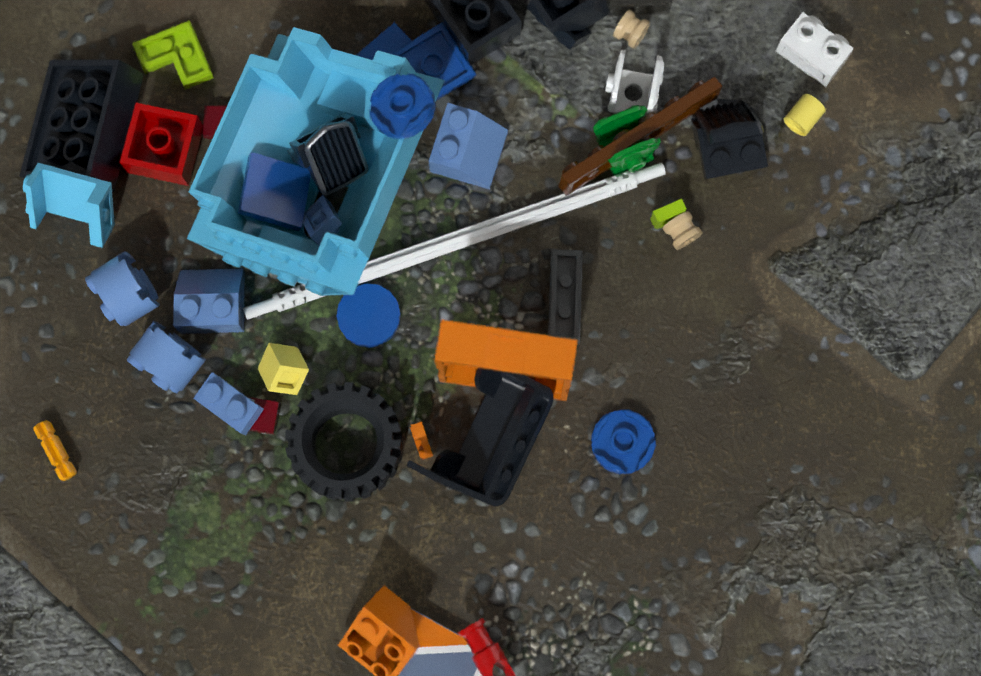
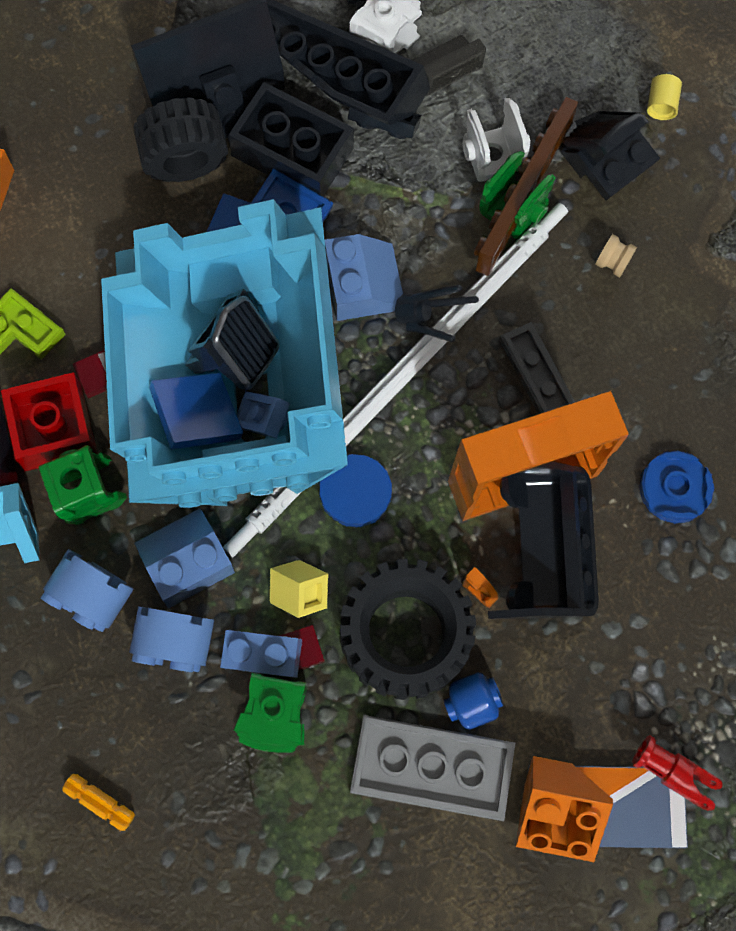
camera: 35 degrees left, 5 degrees down
(160, 218) = (90, 496): none -> green piece
(210, 453) = (272, 715): none -> green piece
(311, 556) = (433, 768): none -> light grey tile
(367, 522) = (474, 700): none -> blue head
(402, 106) = (299, 245): blue tile -> none
(496, 195) = (416, 308): none -> black plant
(631, 29) = (458, 93): tan wheel -> none
(667, 213) = (594, 247): lime tile -> none
(814, 48) = (638, 34): white brick -> none

